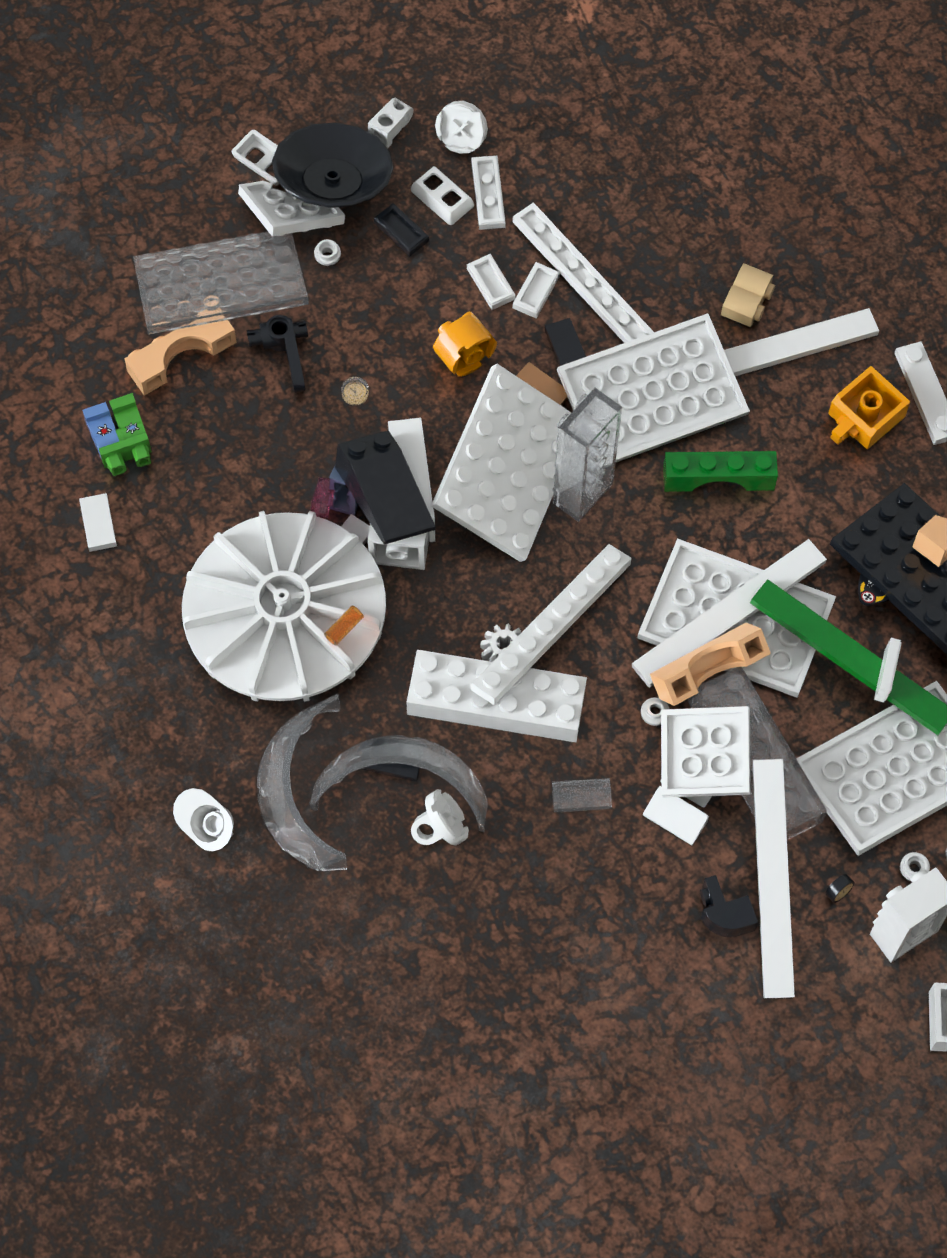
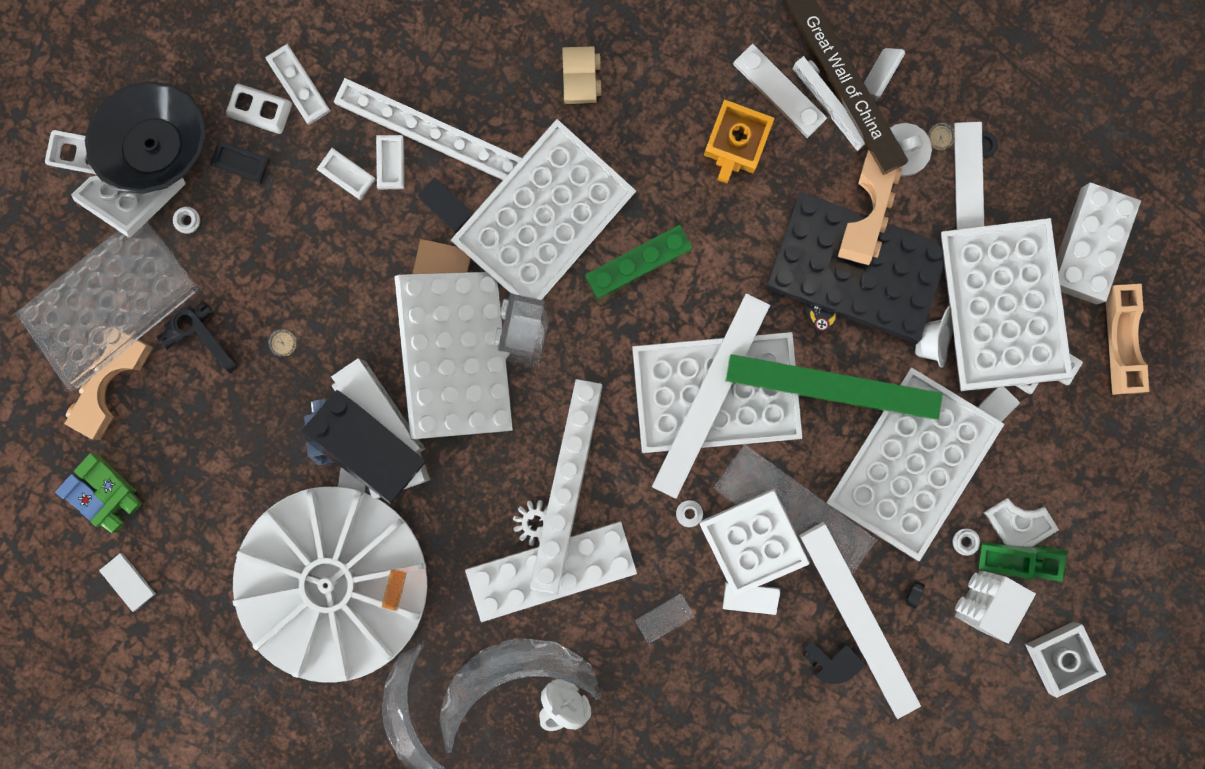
camera: 25 degrees left, 20 degrees up
(322, 498) = (311, 472): clear pink plate -> none
(390, 121) = (172, 58): white leg -> none
(461, 127) = (241, 33): white tile -> none
(464, 344) = (356, 256): light orange brick -> none
(733, 649) = (734, 431): light nougat arch -> none
(802, 342) = (647, 97): white tile -> none
(888, 670) = (872, 390): white tile -> none

